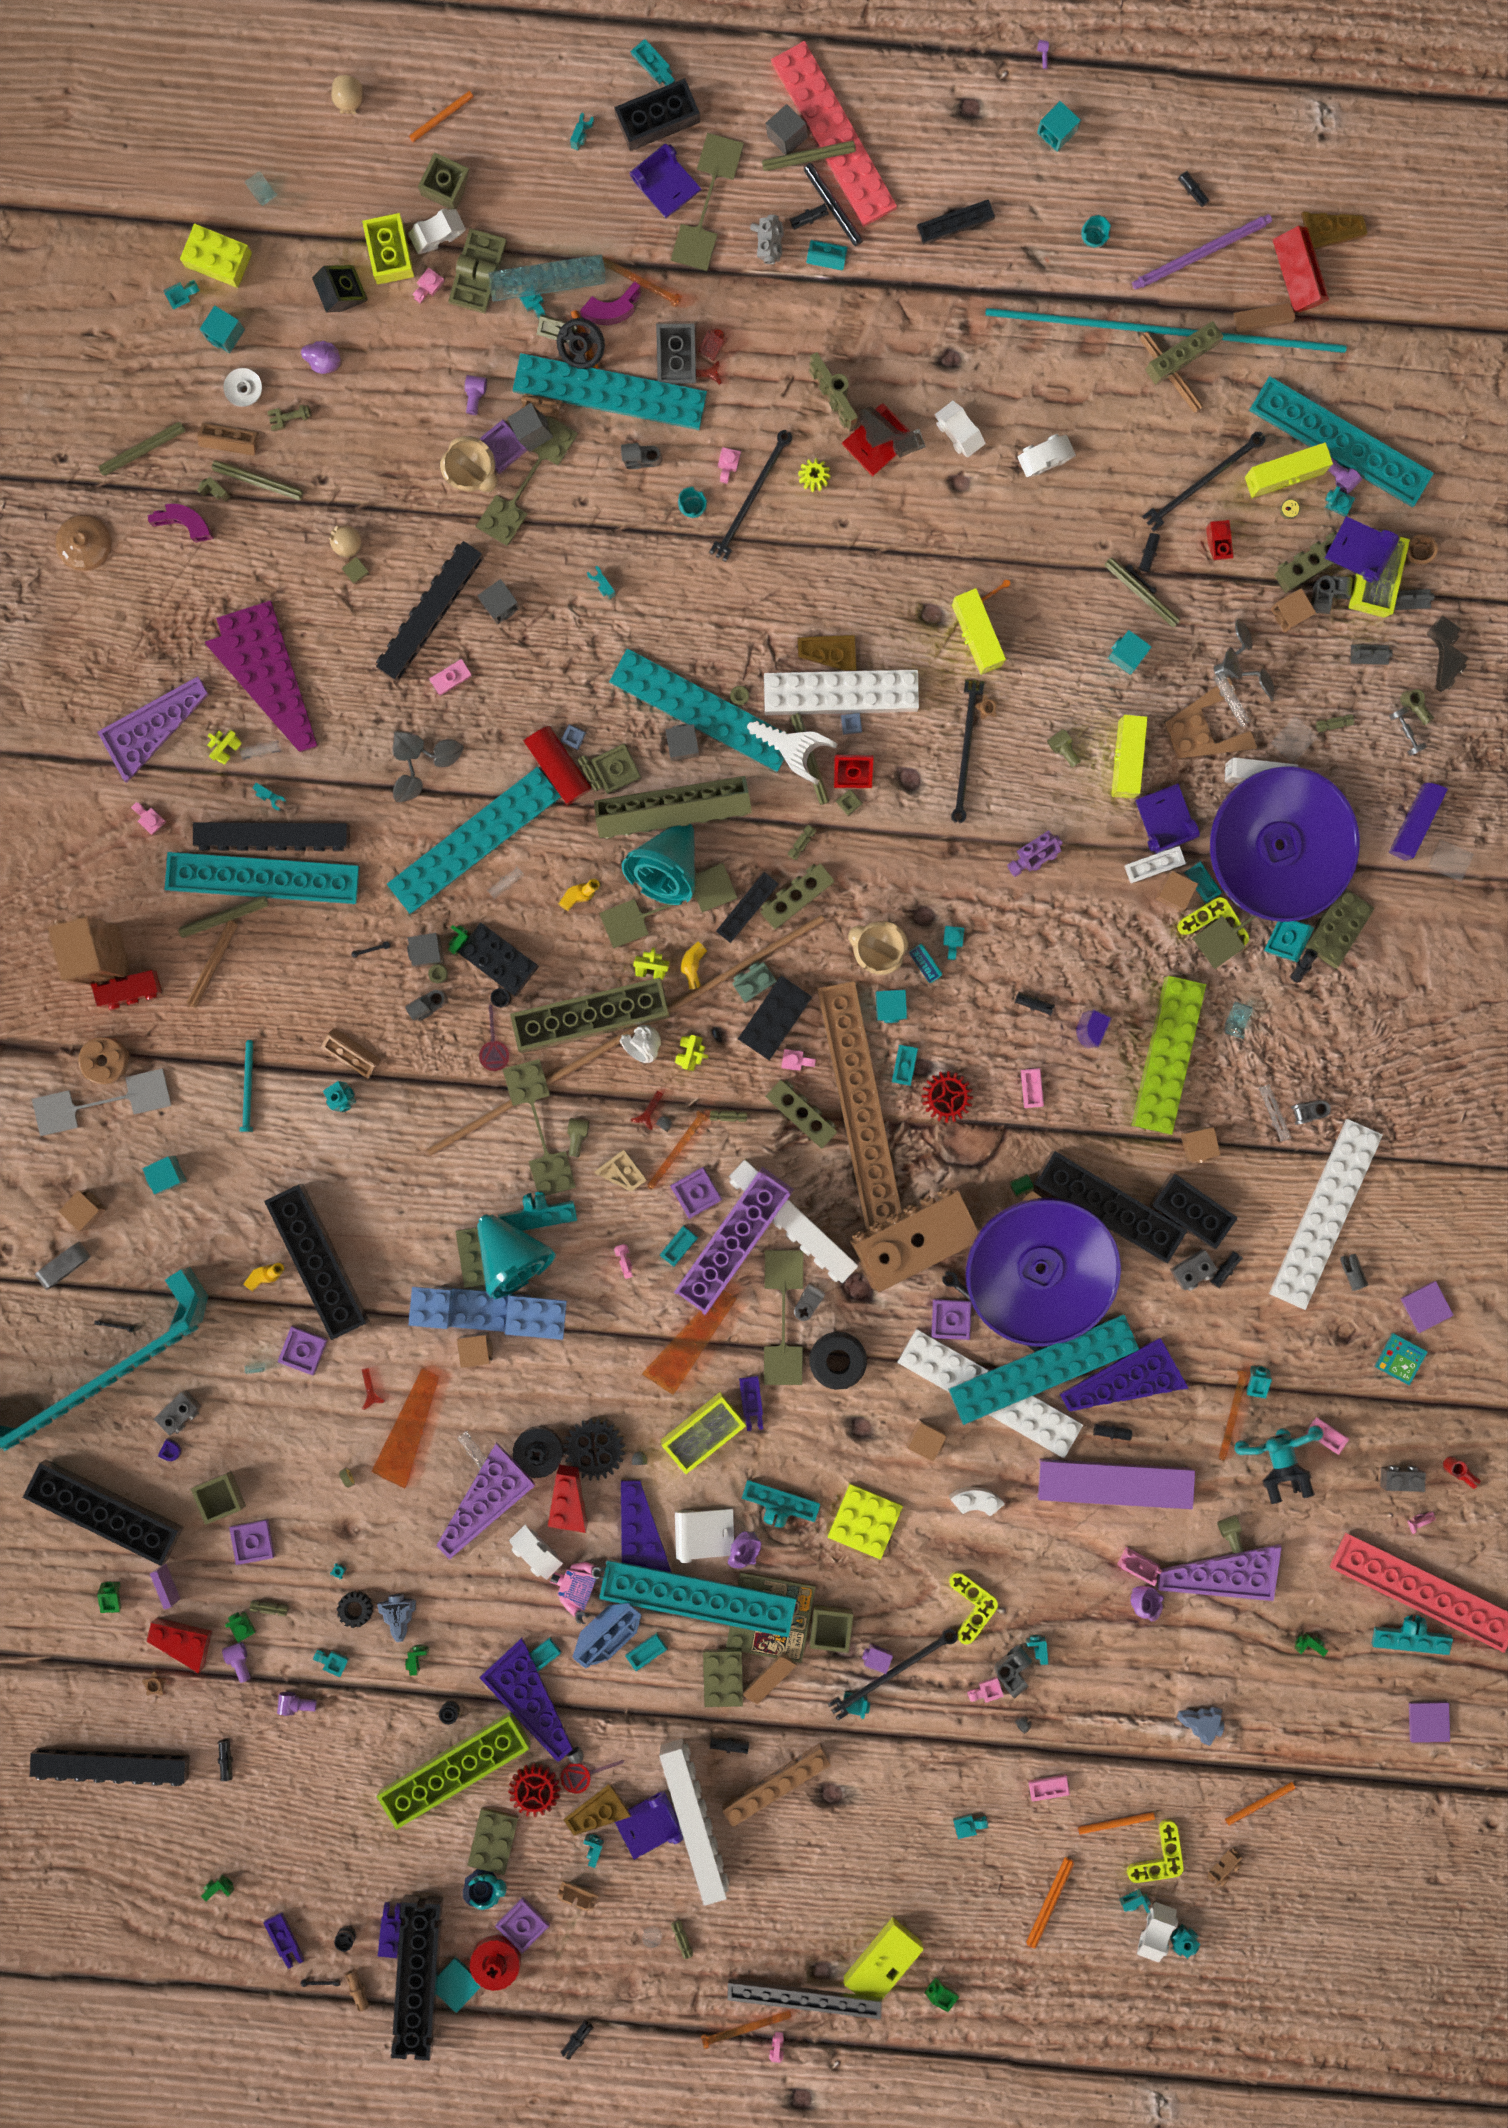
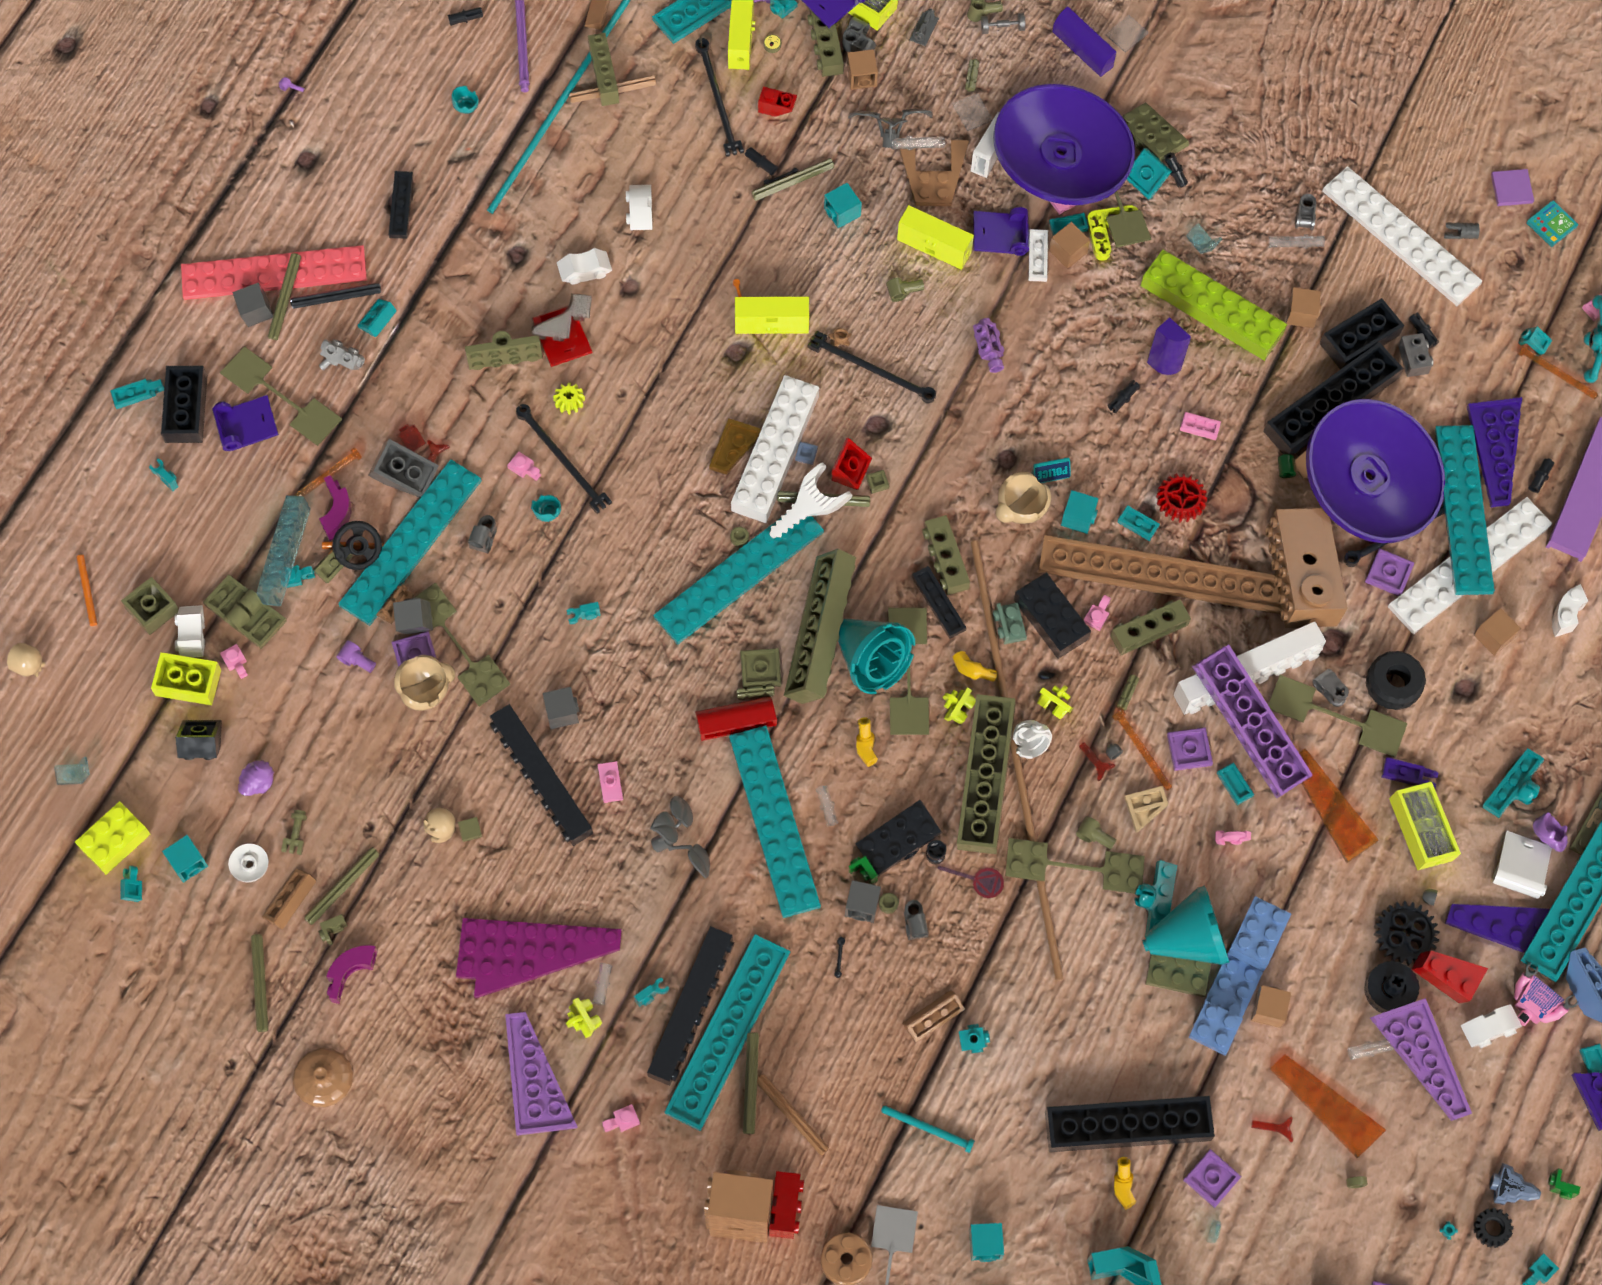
camera: 70 degrees left, 20 degrees down
(573, 737) = (714, 694): sand blue tile -> none
(682, 742) = (762, 598): dark grey head -> none
(801, 842) = (897, 534): olive axle -> none
(809, 216) = (336, 317): black pin -> none
(865, 1521) = (1556, 717): neon yellow plate -> none
(953, 938) = (1038, 440): teal plate -> none
(1058, 126) = (360, 94): teal head -> none

